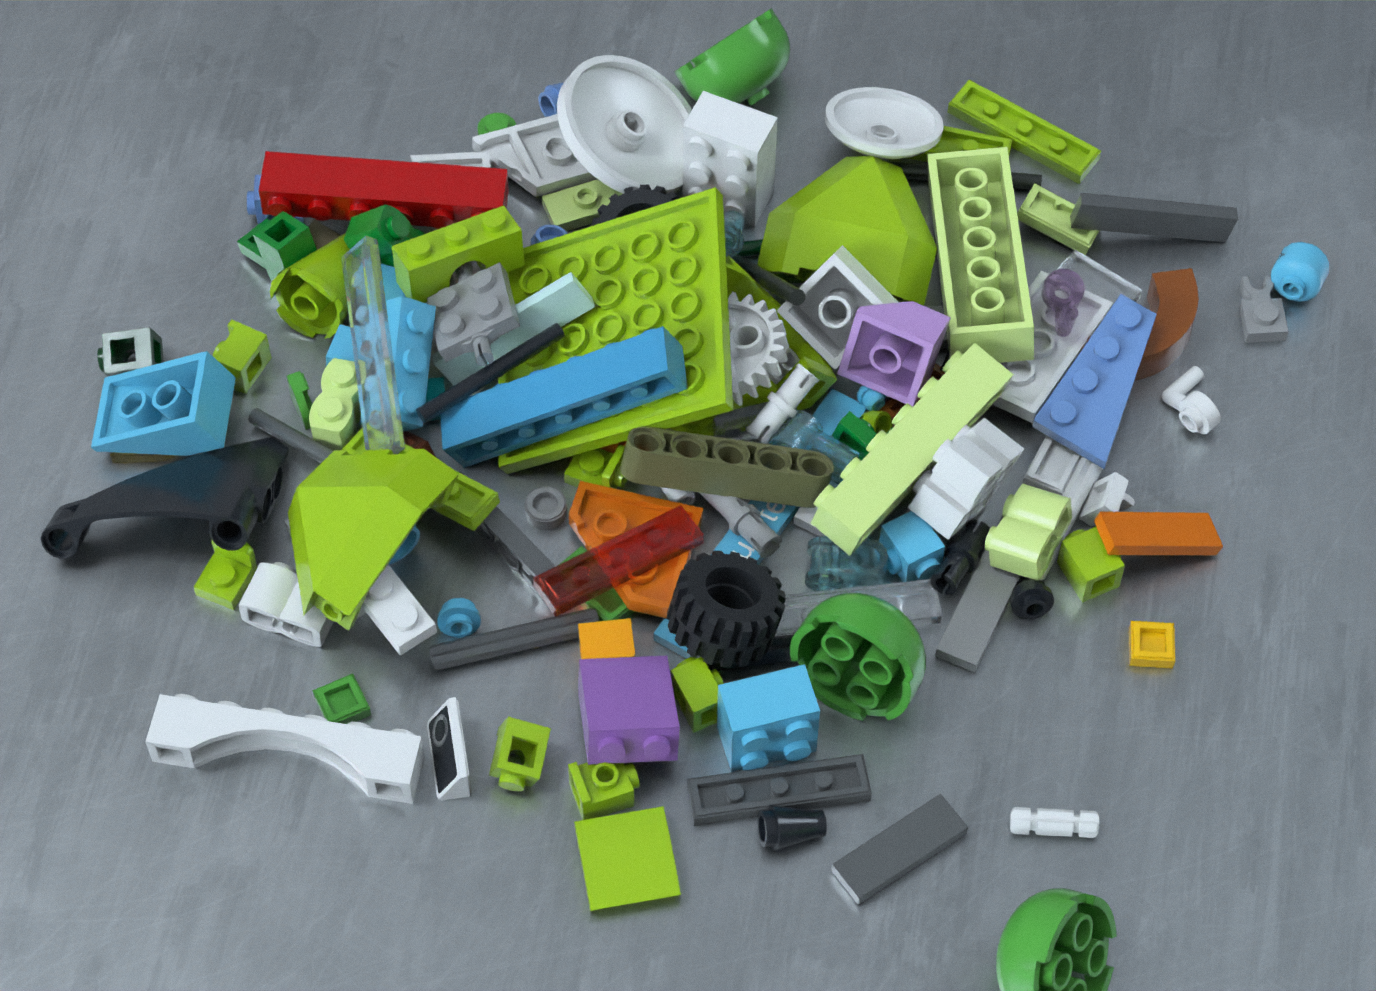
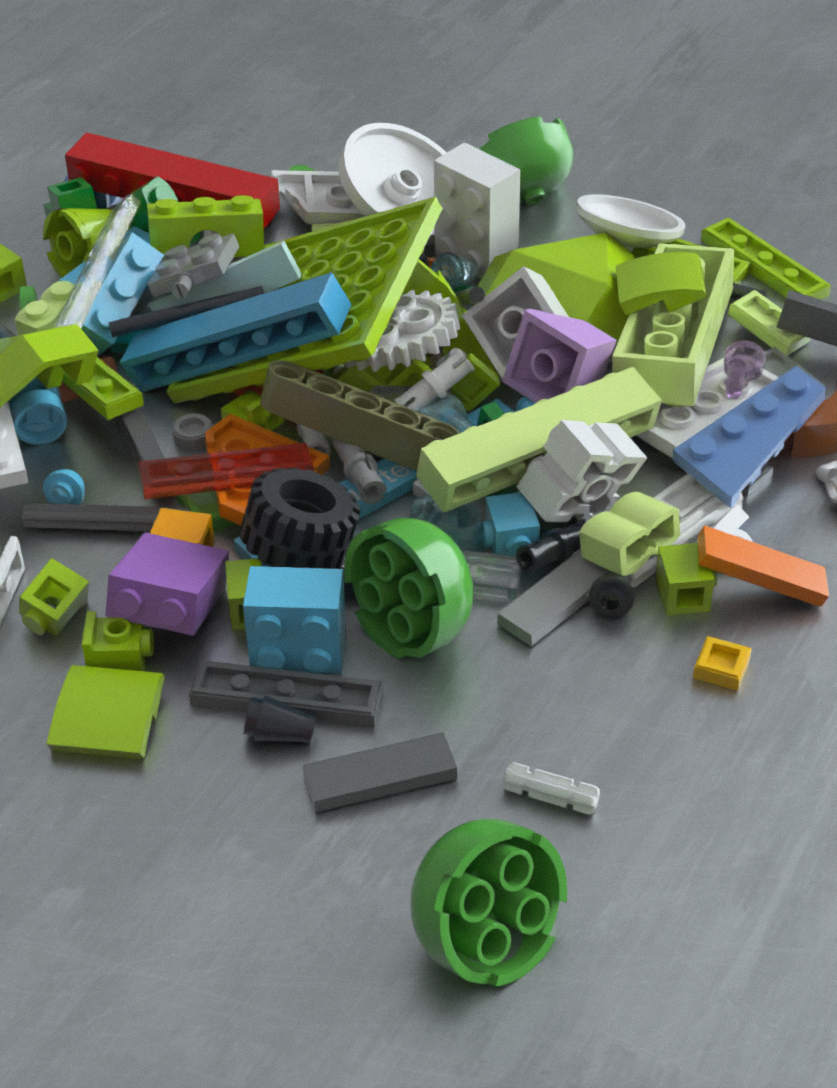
camera: 20 degrees right, 15 degrees down
(959, 221) = (659, 277): none -> lime slope

